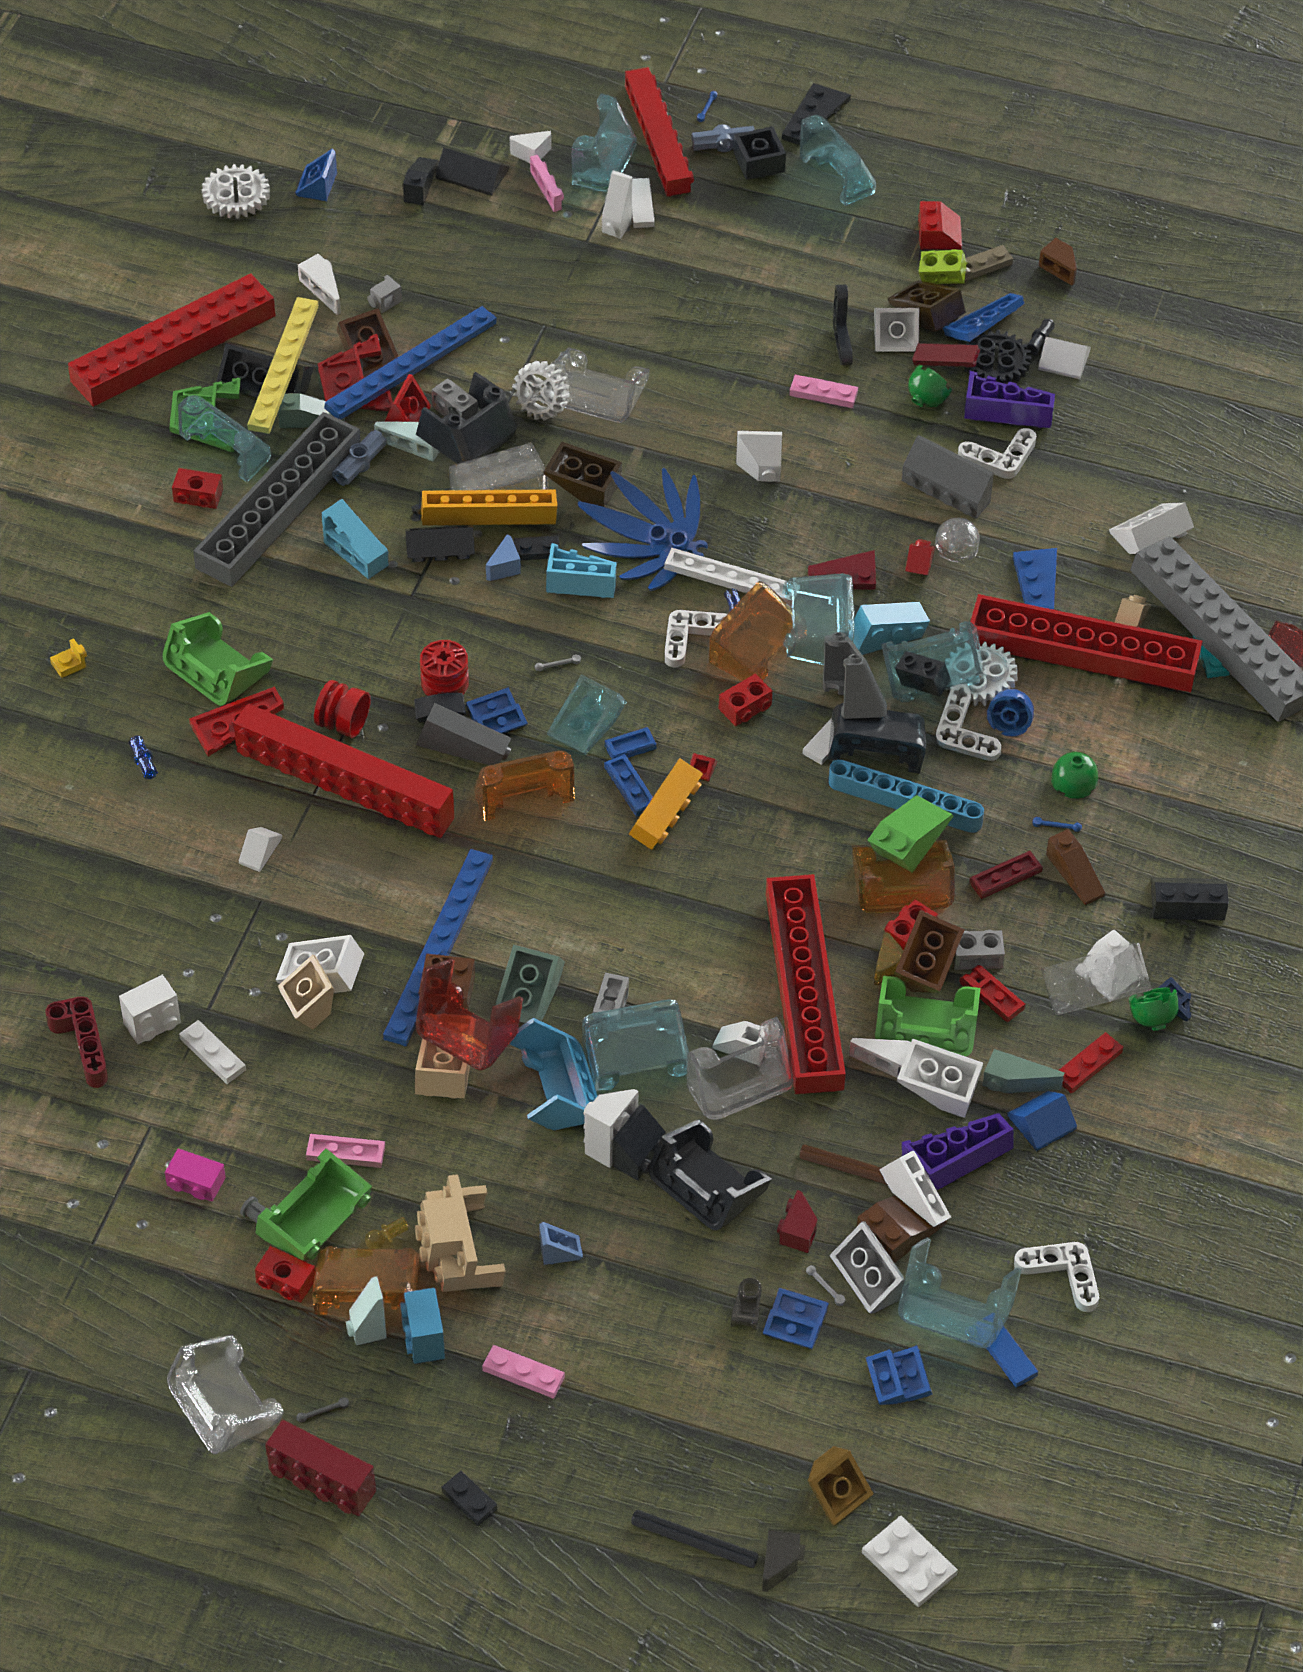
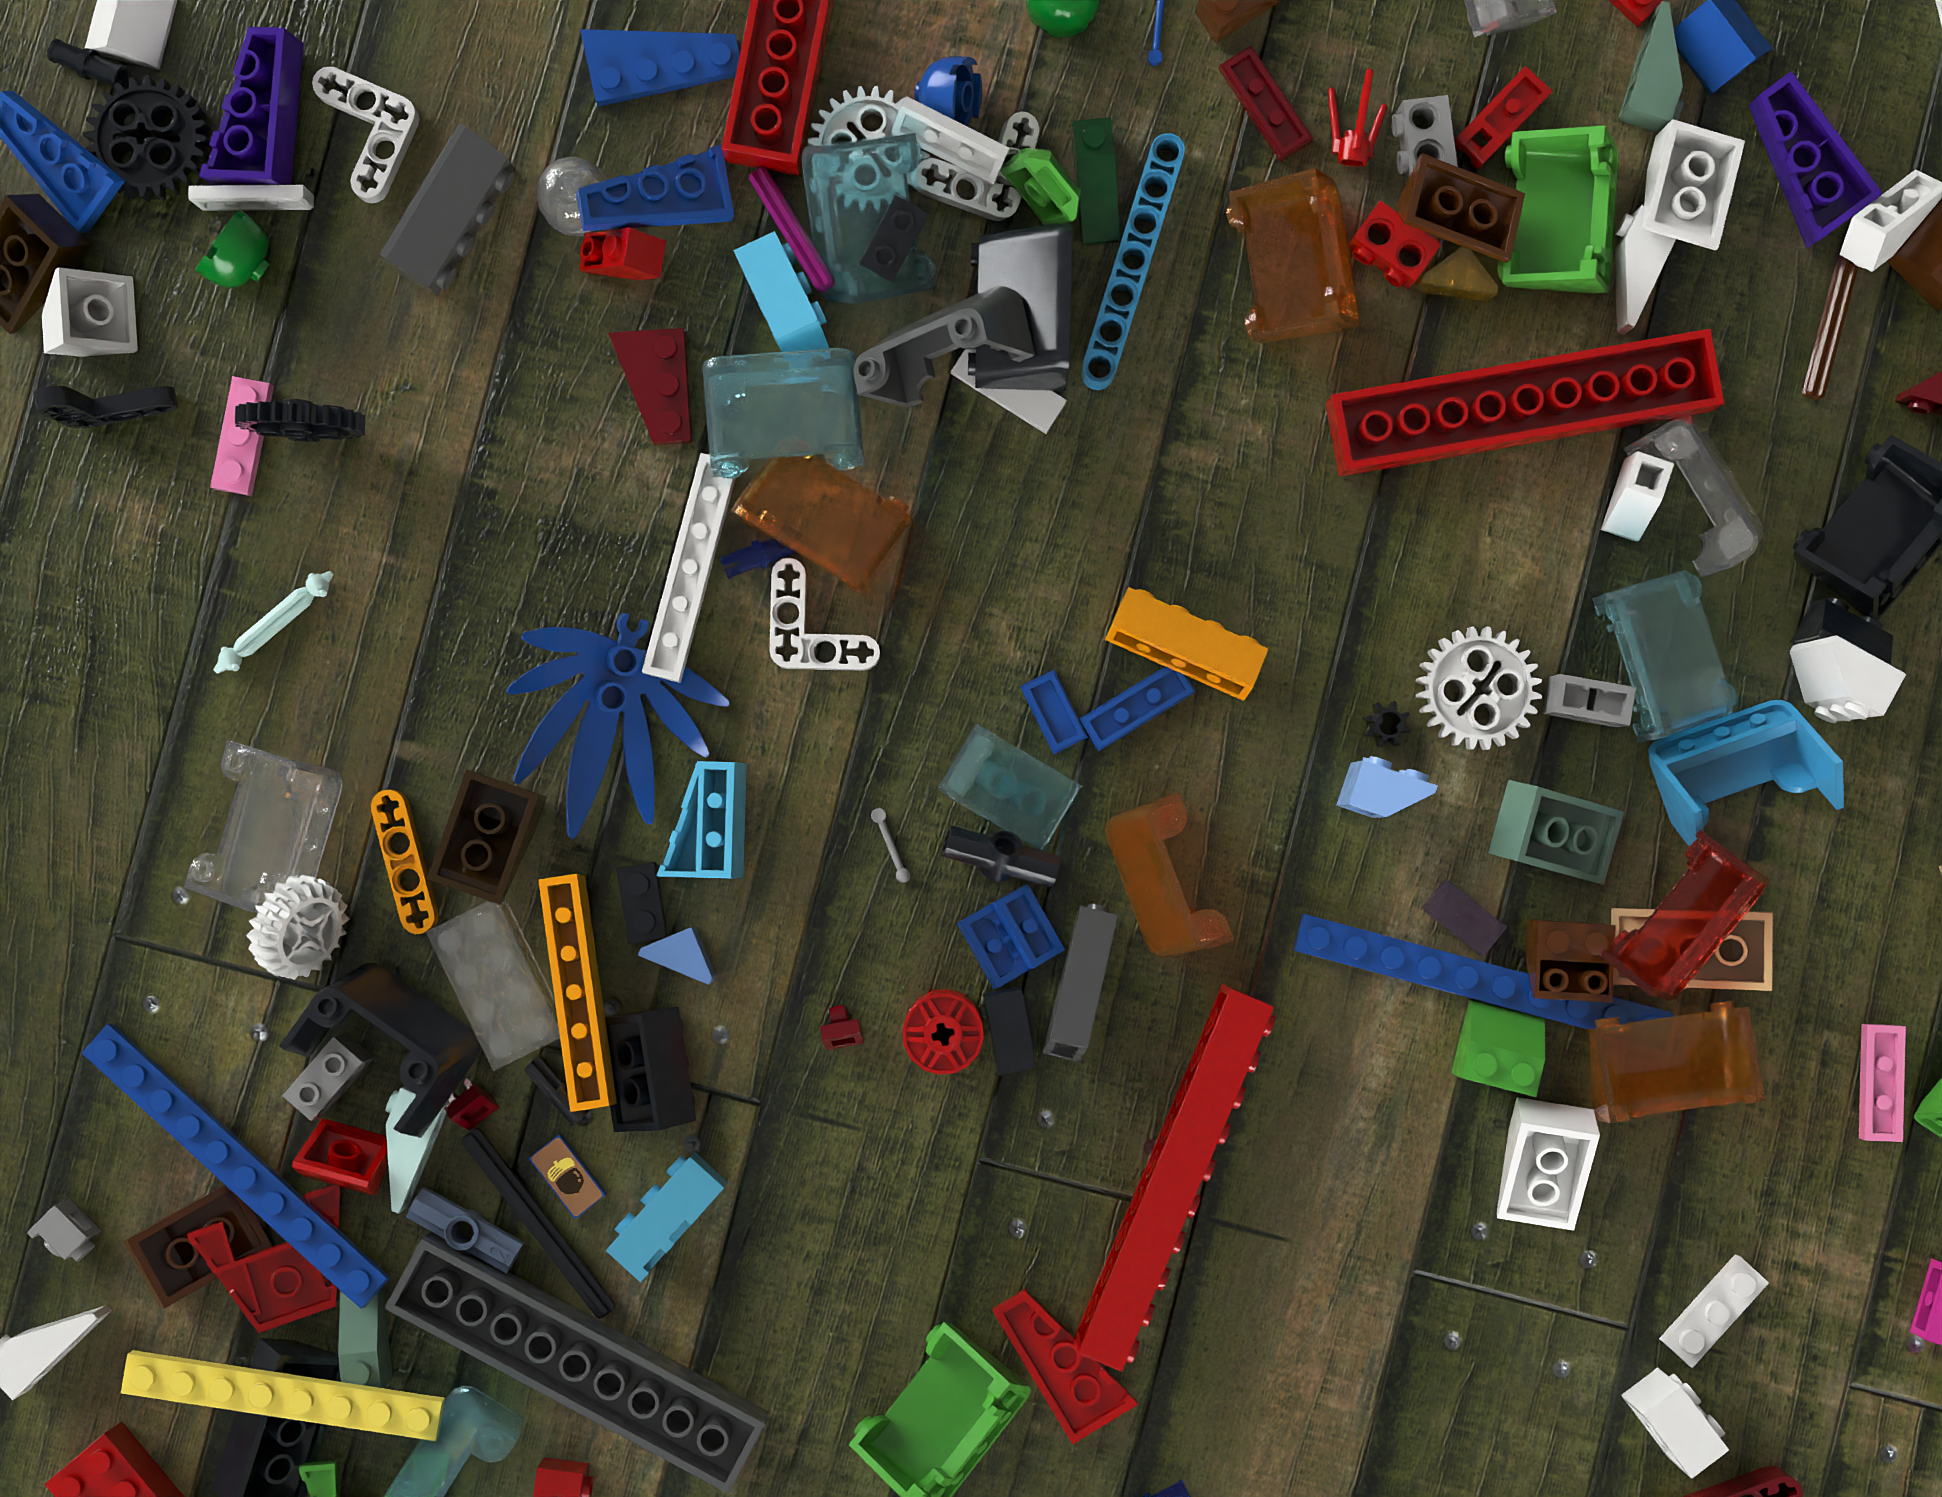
camera: 95 degrees left, 35 degrees up
(258, 847) = (1314, 1290): white slope -> none
(308, 993) = (1626, 1180): tan slope -> none
(342, 708) = (1044, 1193): red wheel -> none
(359, 490) = (538, 1223): none -> black axle
(374, 1020) = (1673, 1063): none -> clear orange windscreen
(383, 506) = (568, 1176): none -> tile
(394, 946) = (1501, 1048): none -> bright green slope
(429, 463) = (470, 1106): none -> dark red tile
(450, 628) = (841, 1031): none -> dark red tile
(480, 938) = (1463, 918): none -> clear purple plate
(545, 706) = (1001, 856): none -> black piece
(566, 887) = (1379, 791): none -> light blue slope
(598, 437) = (398, 863): none -> light orange beam
(606, 903) = (1377, 719): none -> black gear
(625, 951) = (1504, 710): none -> white gear
(704, 764) = (1089, 592): red slope -> none
(715, 398) = (273, 622): none -> light aqua wheel
(745, 699) = (947, 534): red brick -> none
(760, 454) = (421, 531): white slope -> none
(827, 395) = (300, 420): none -> black gear
(909, 832) = (1224, 246): bright green slope -> none
(925, 632) = (792, 229): none -> magenta axle
(946, 355) = (151, 223): dark red tile -> none
(952, 747) = (1043, 185): none -> bright green slope
(953, 573) = (673, 194): none -> blue wing
(960, 399) = (251, 197): none -> white tile
(963, 780) = (1097, 179): none -> dark green slope
(976, 913) = (1354, 147): none -> red plant
(981, 700) = (951, 140): none -> white plate

